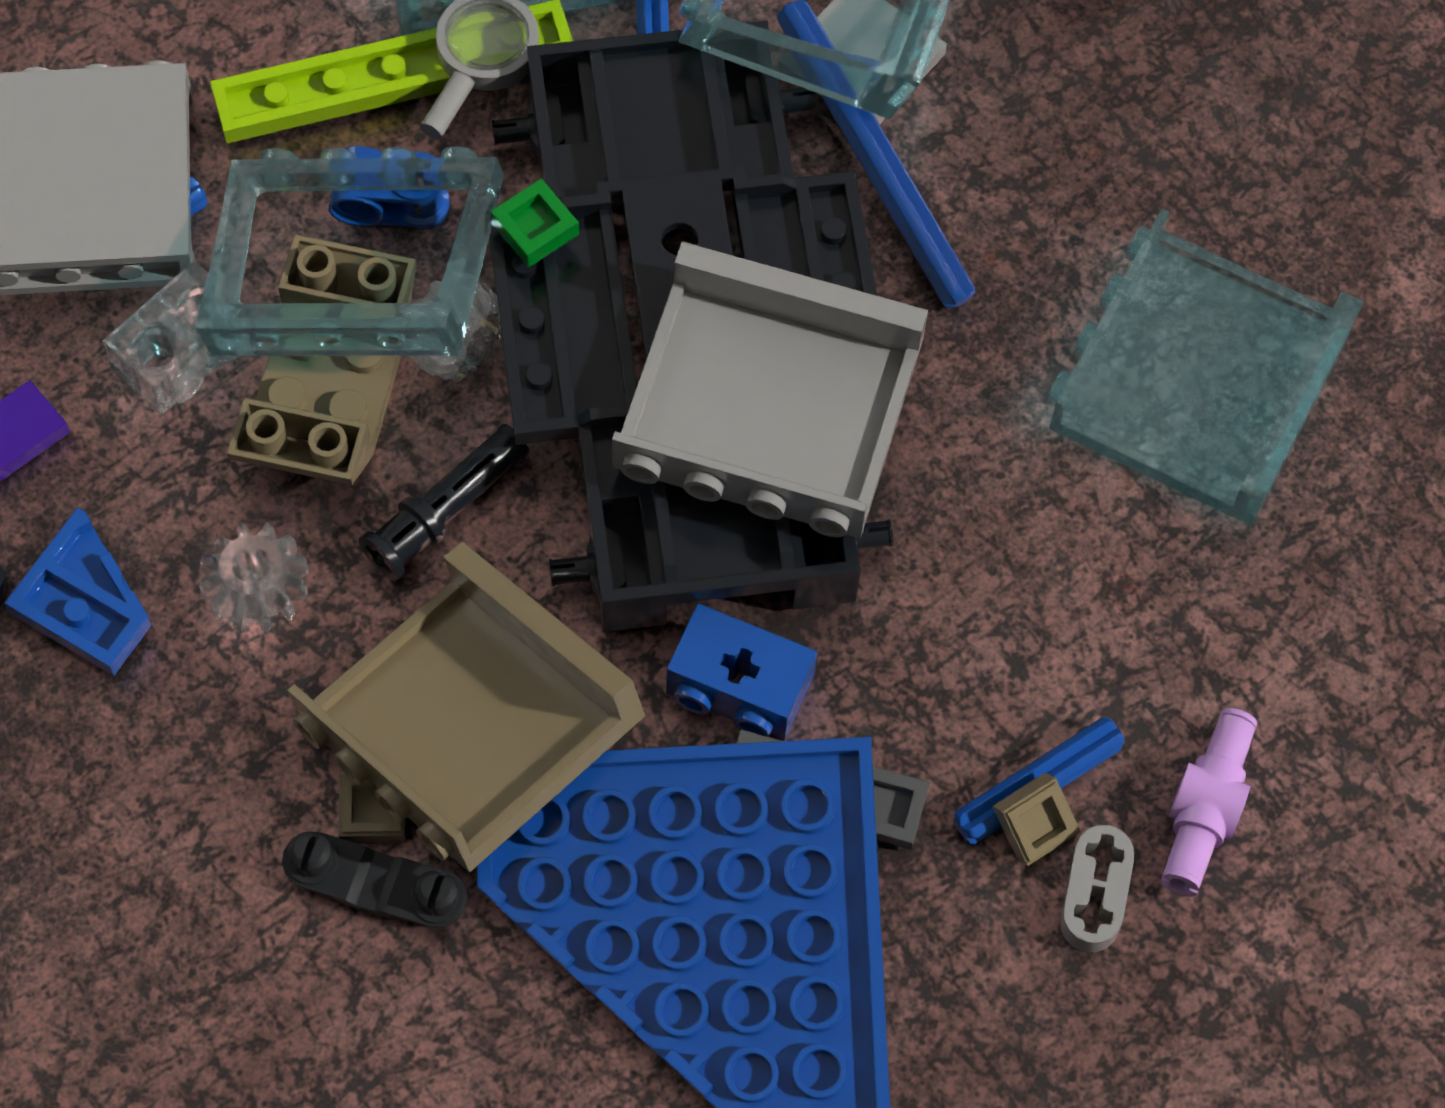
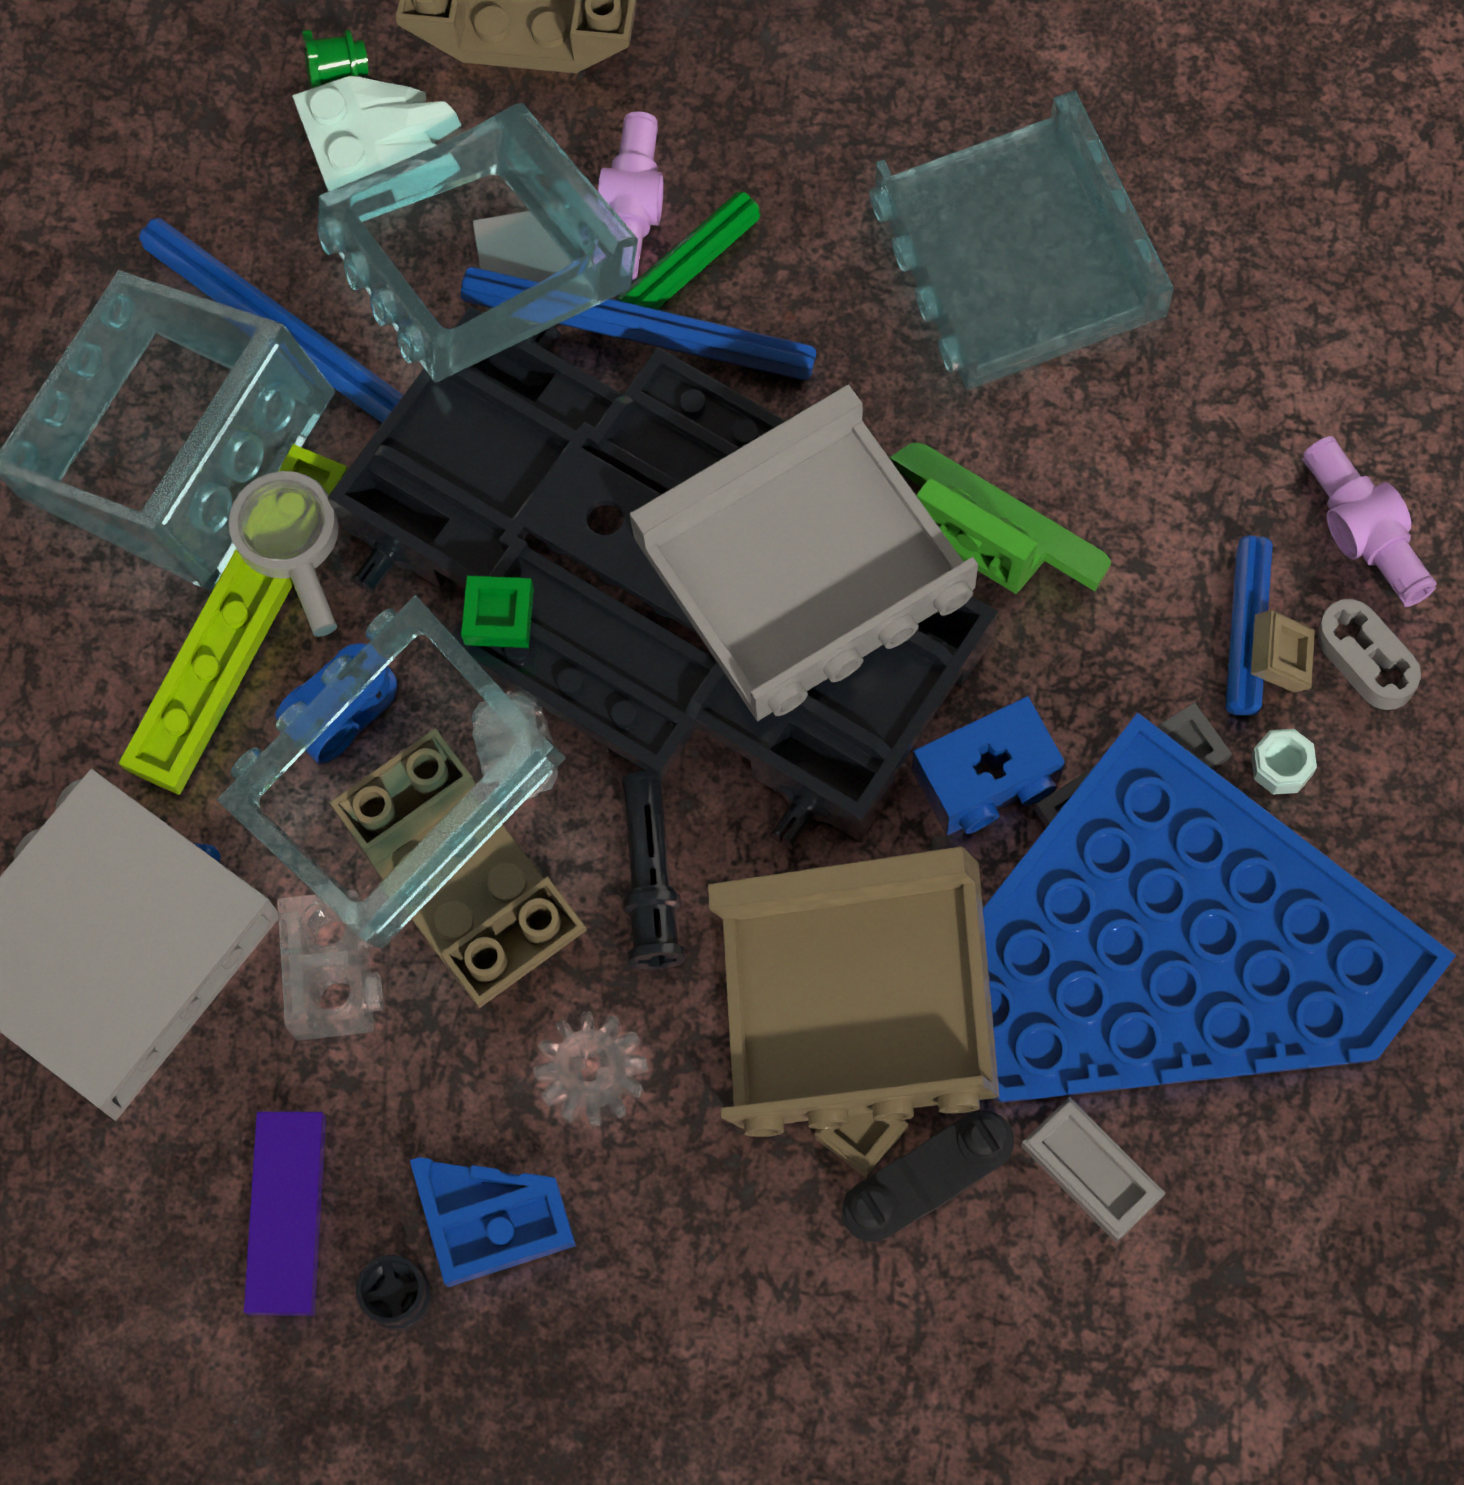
camera: 40 degrees left, 5 degrees up
(485, 1000) = (1092, 1169): none -> light grey tile
(943, 524) = (995, 527): none -> bright green plate
(945, 889) = (1283, 761): none -> light aqua tile
(972, 148) = (693, 252): none -> green axle
(979, 67) = (633, 181): none -> lavender pin

